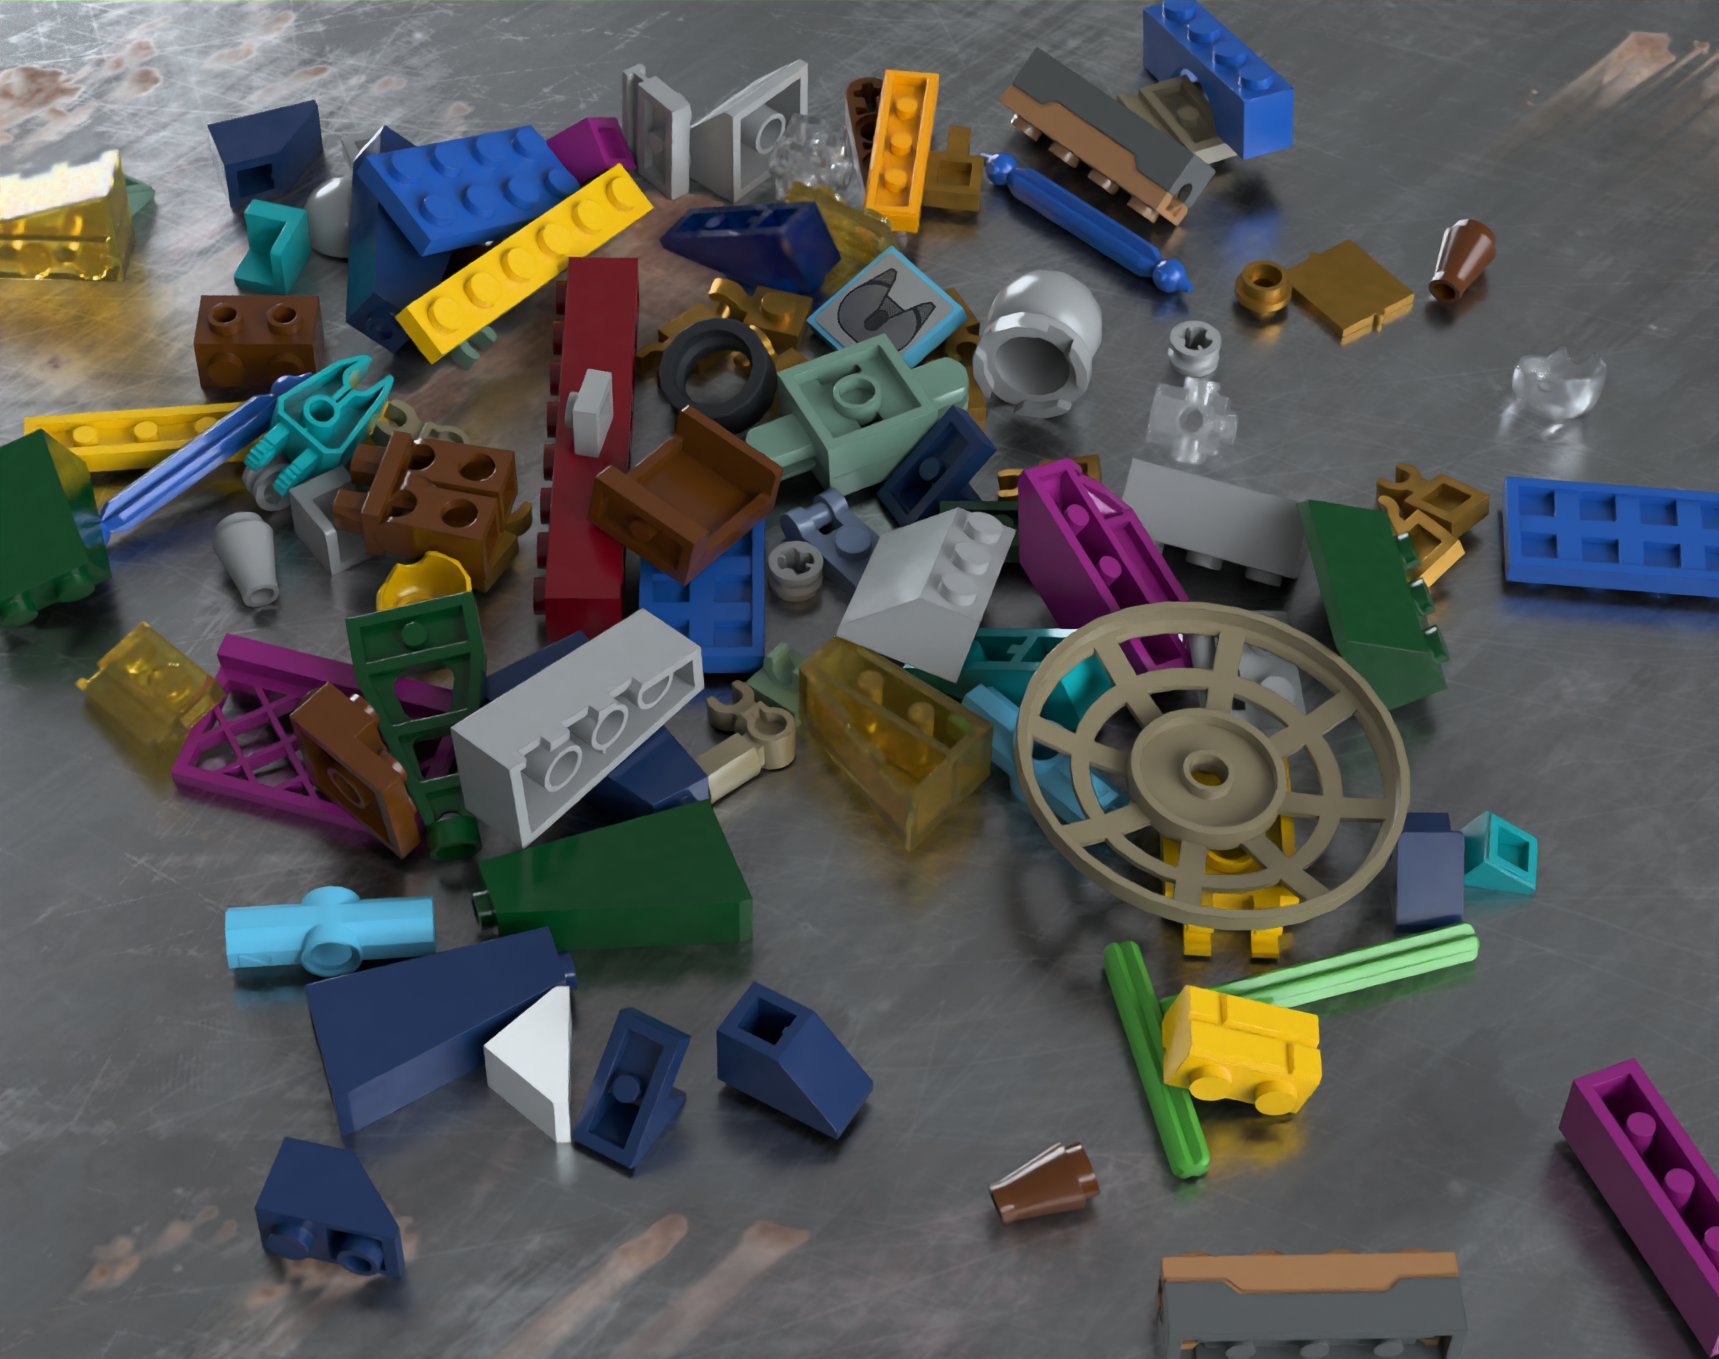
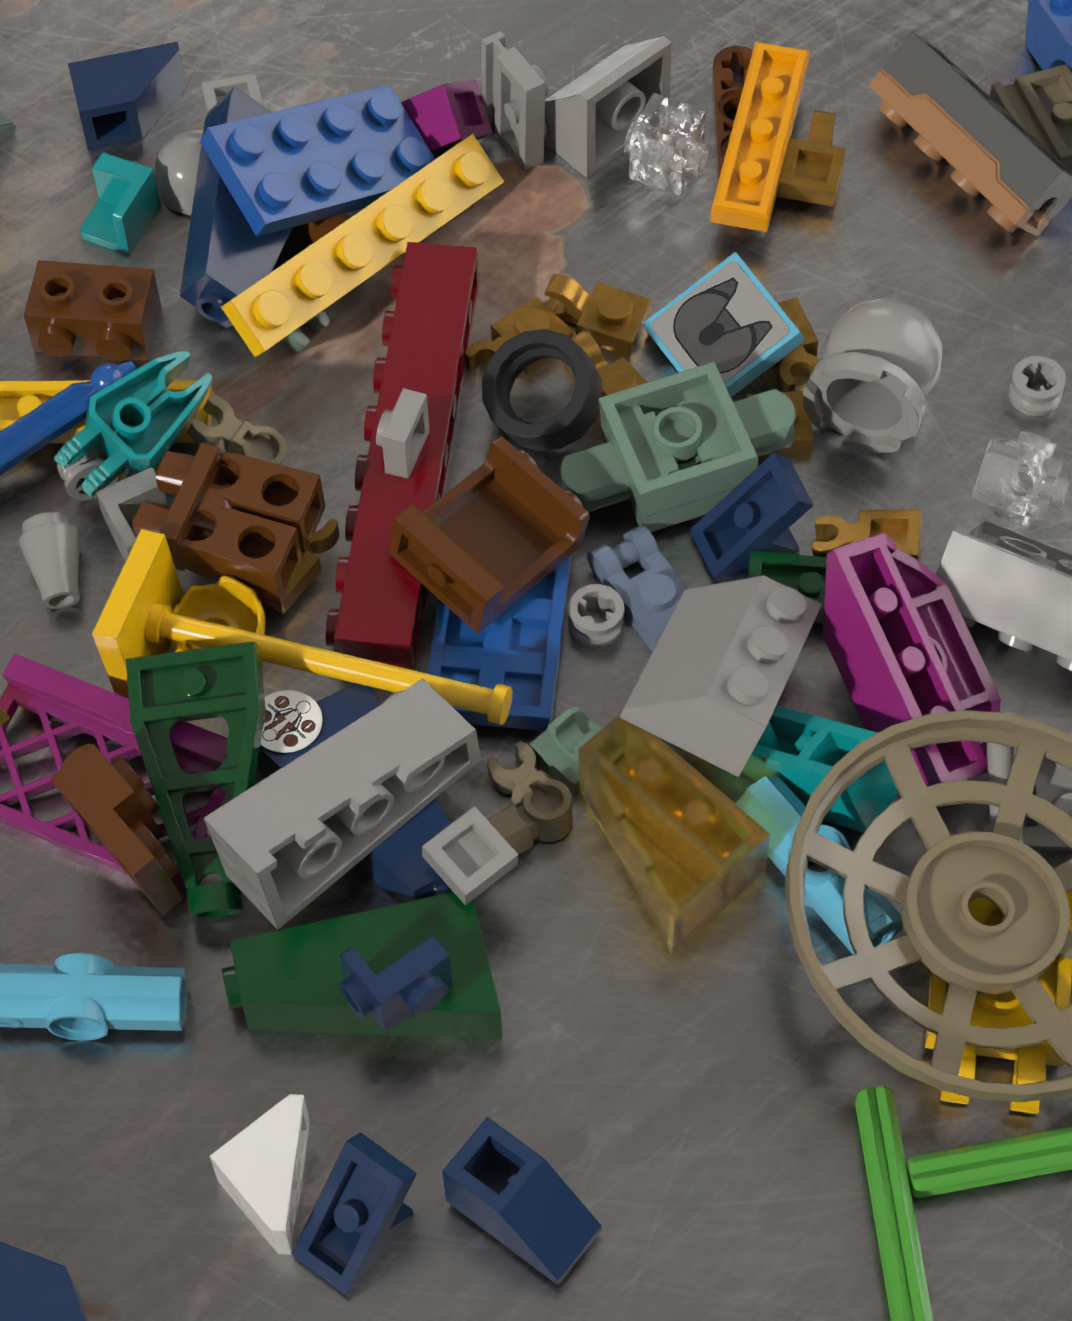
camera: 10 degrees right, 10 degrees up
(352, 587) = (141, 622): none -> yellow tile
(425, 1019) = (160, 1111): dark blue slope -> none
(508, 667) = (290, 721): none -> white sticker
(654, 879) = (405, 987): none -> dark blue bracket
(706, 764) = (470, 855): none -> light grey plate
(758, 244) = (605, 234): clear blue slope -> none
(855, 233) = (673, 209): clear yellow plate -> none
(1086, 223) = (943, 229): blue wheel -> none
(1241, 1050) = (983, 1237): yellow brick -> none

